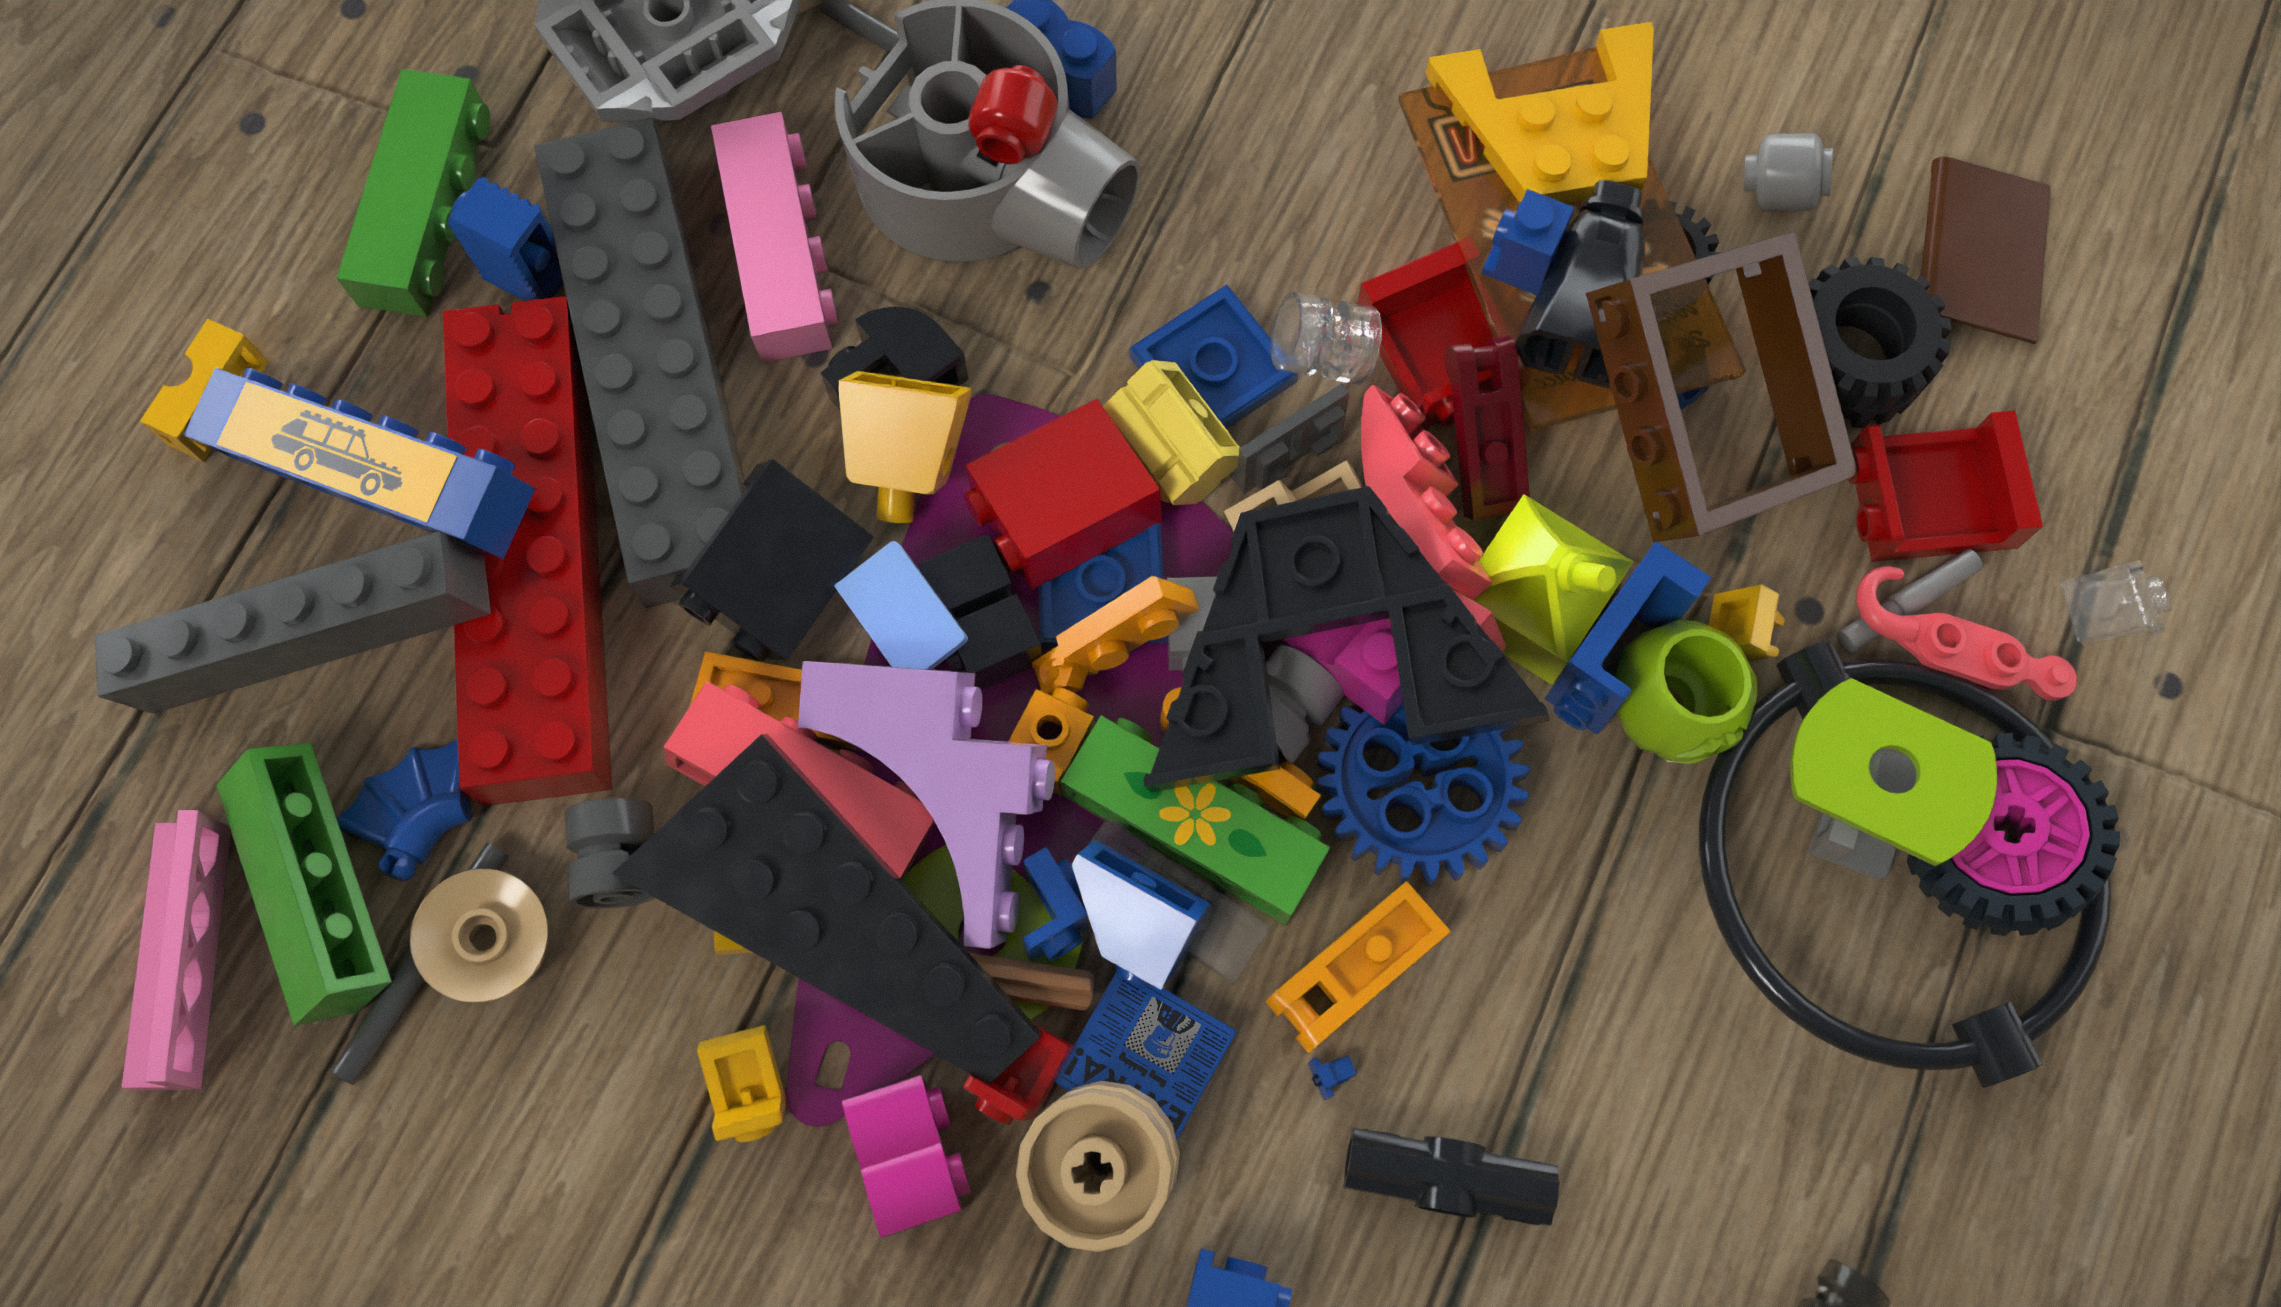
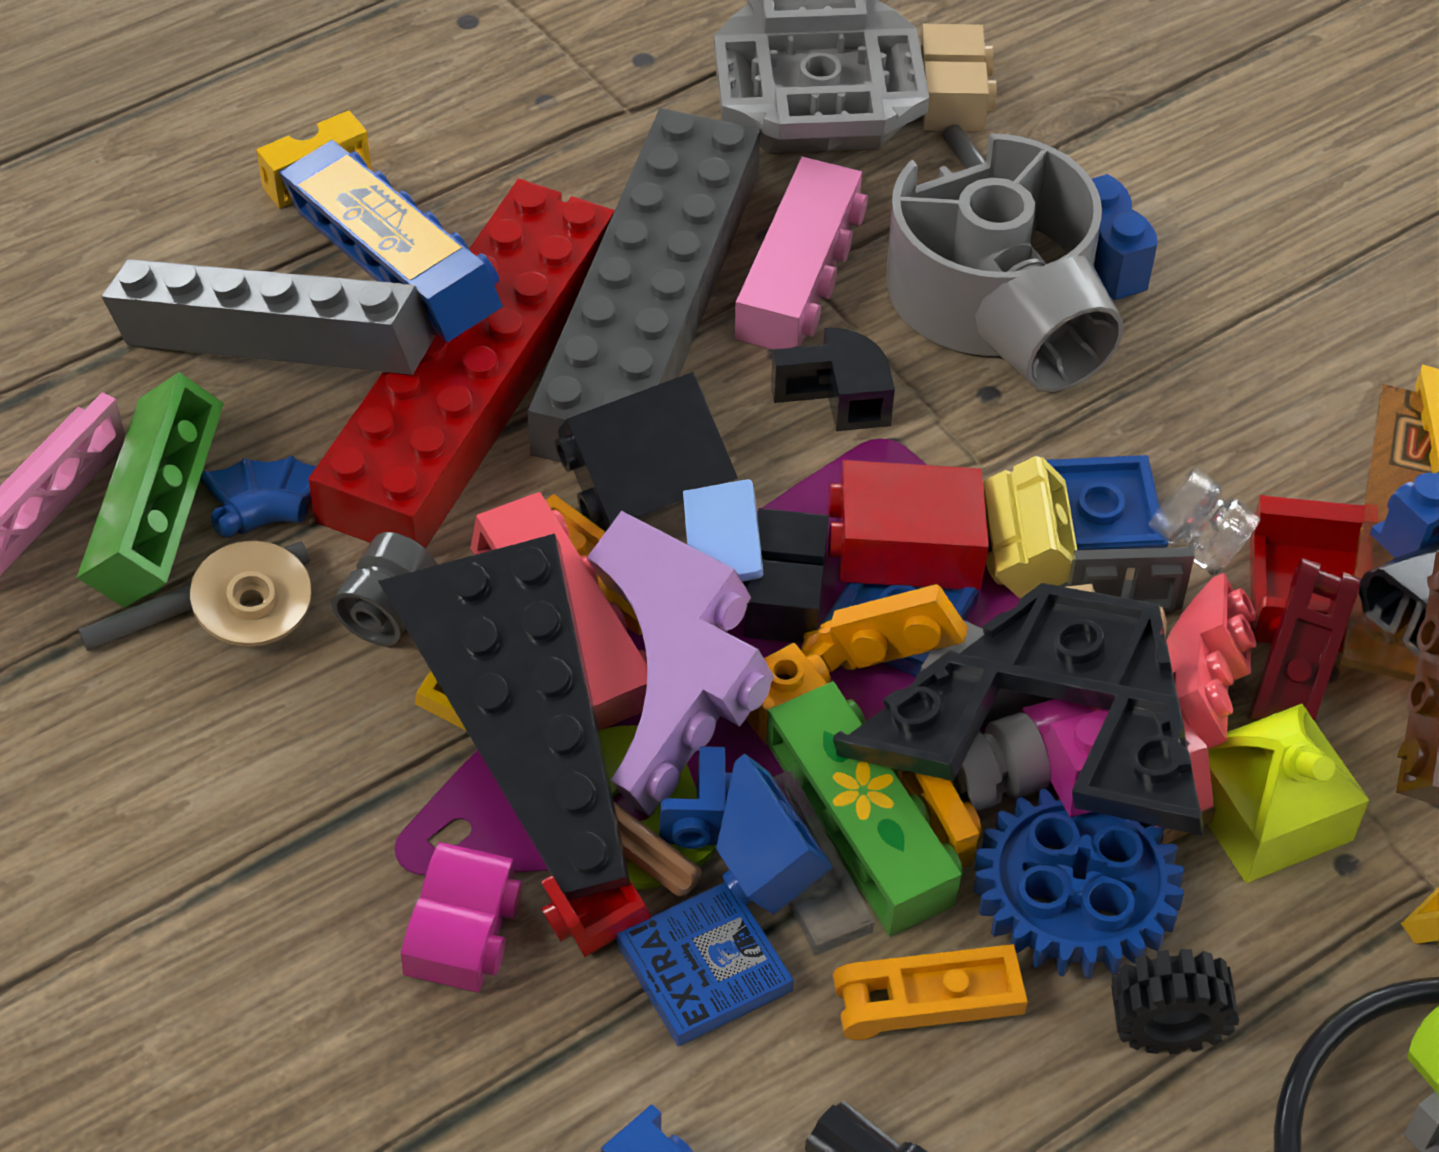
camera: 30 degrees right, 20 degrees down
(410, 191) = (551, 108): bright green brick -> none
(507, 240) = (596, 153): blue brick -> none
(743, 1084) = (373, 796): yellow bracket -> none
(900, 437) = (805, 421): yellow torso -> none
(1012, 114) = (1036, 229): red head -> none
(1090, 1206) = (610, 997): tan wheel -> none
(1331, 1074) = (854, 1062): blue piece -> none
(1578, 861) = (1174, 1001): none -> black tyre
(1654, 594) = (1355, 830): blue panel -> none
(1707, 674) = (1356, 926): lime piece -> none

